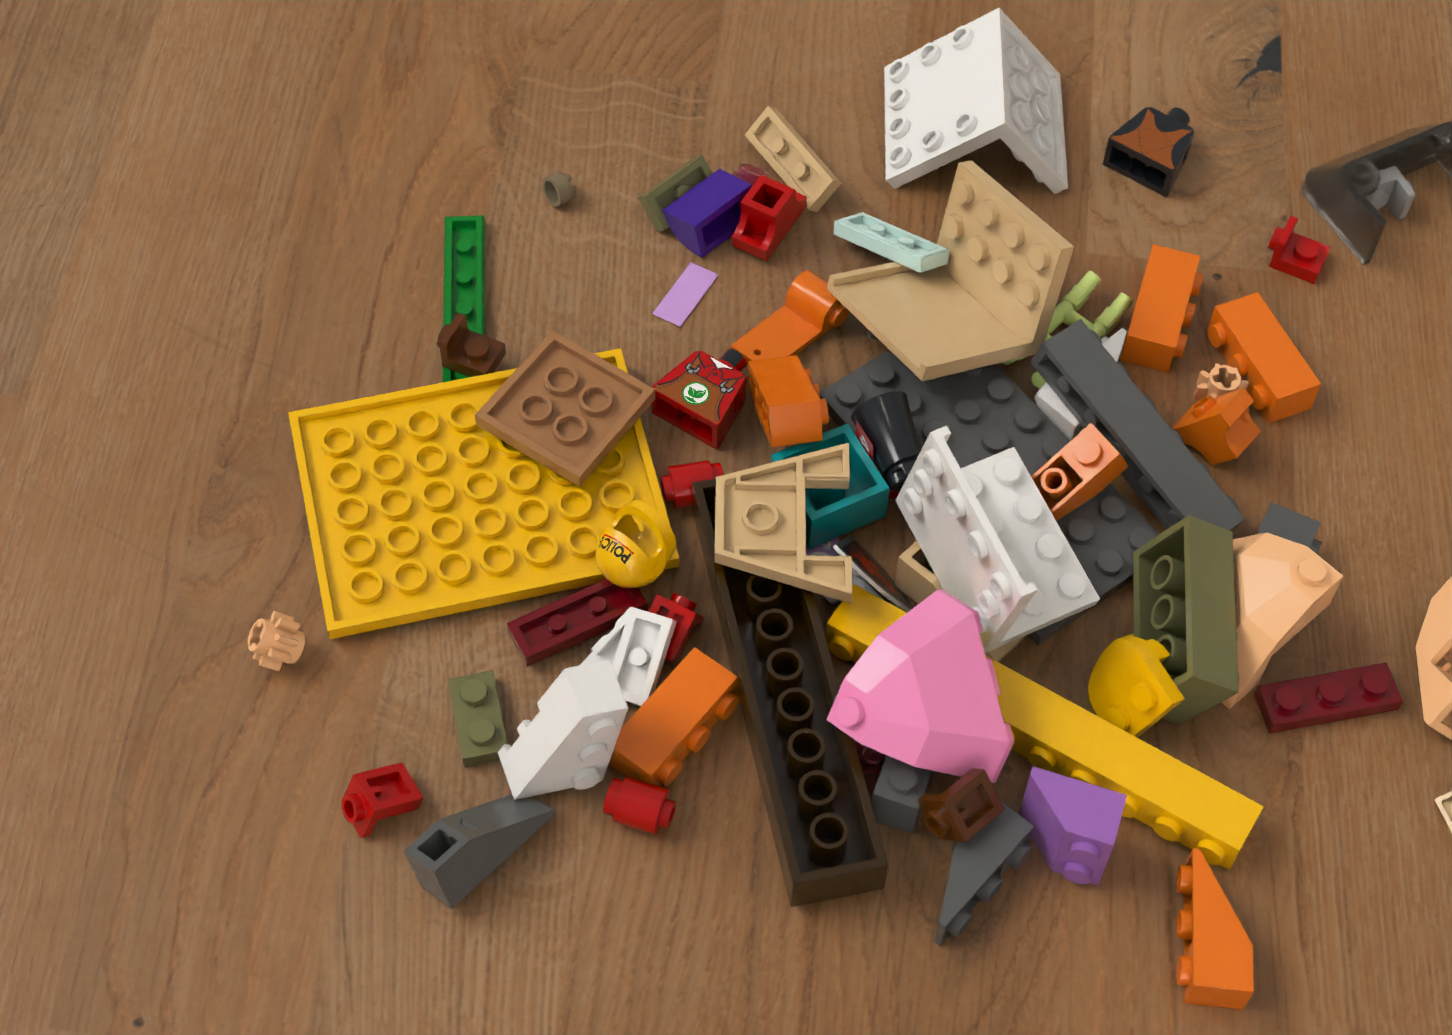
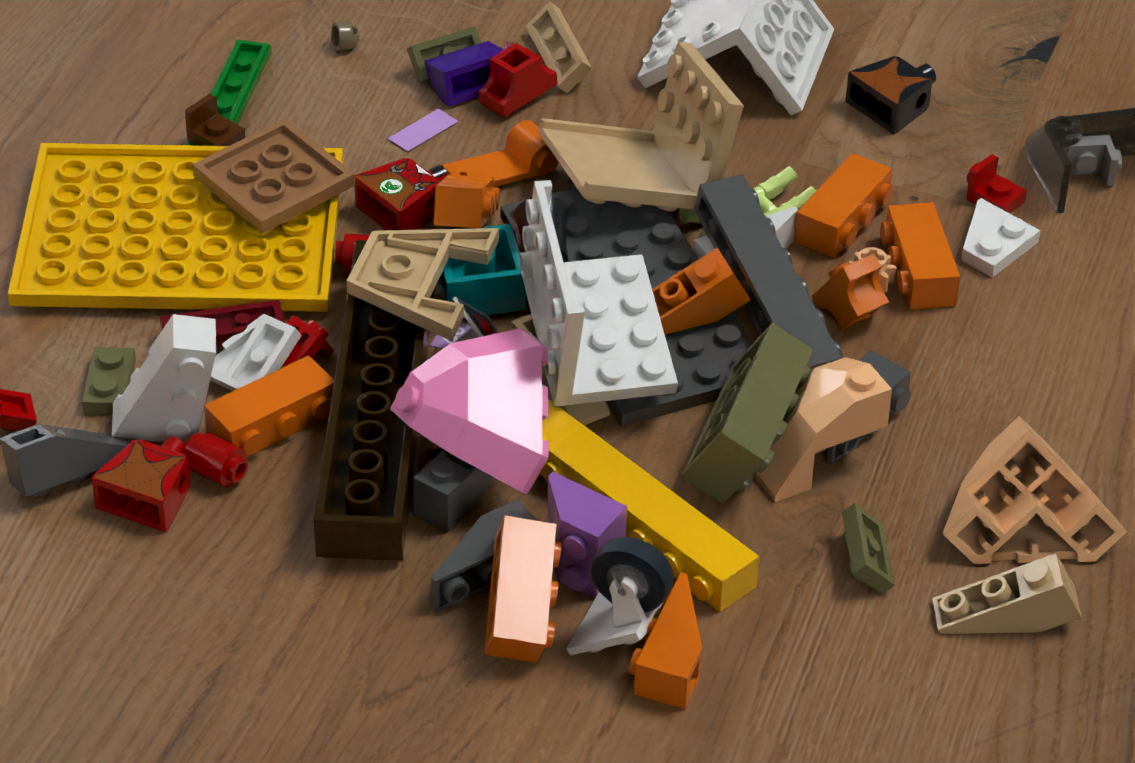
camera: 15 degrees right, 15 degrees down
(575, 855) = (144, 483): none -> red torso
(627, 555) = (277, 278): yellow helmet -> none
(891, 242) = (616, 114): light aqua tile -> none
(962, 807) = (484, 496): reddish brown bracket -> none
(1039, 915) = (522, 589): none -> brick
(1132, 685) = (681, 450): yellow slope -> none
(1152, 911) = (631, 586): none -> plate
(1319, 314) = (996, 239): none -> white wing
(1328, 697) = (894, 507): dark red plate -> none
(1361, 770) = (867, 549): none -> olive plate

